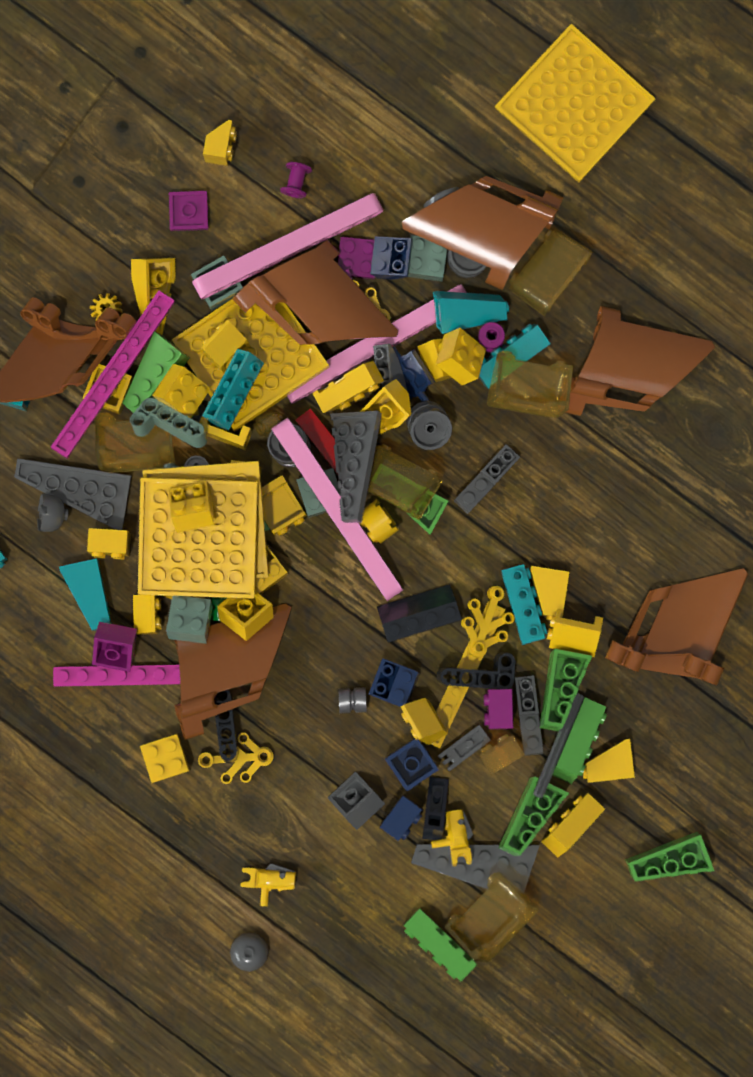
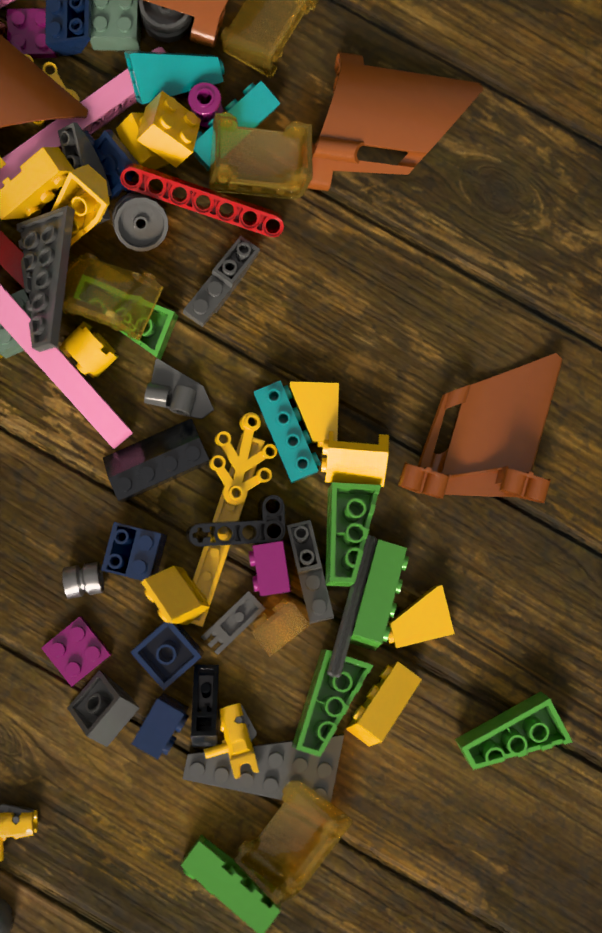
camera: 15 degrees left, 0 degrees up
(339, 754) = (76, 651): none -> magenta plate
(441, 562) = (177, 392): none -> dark grey panel
(476, 407) = (193, 192): none -> red beam

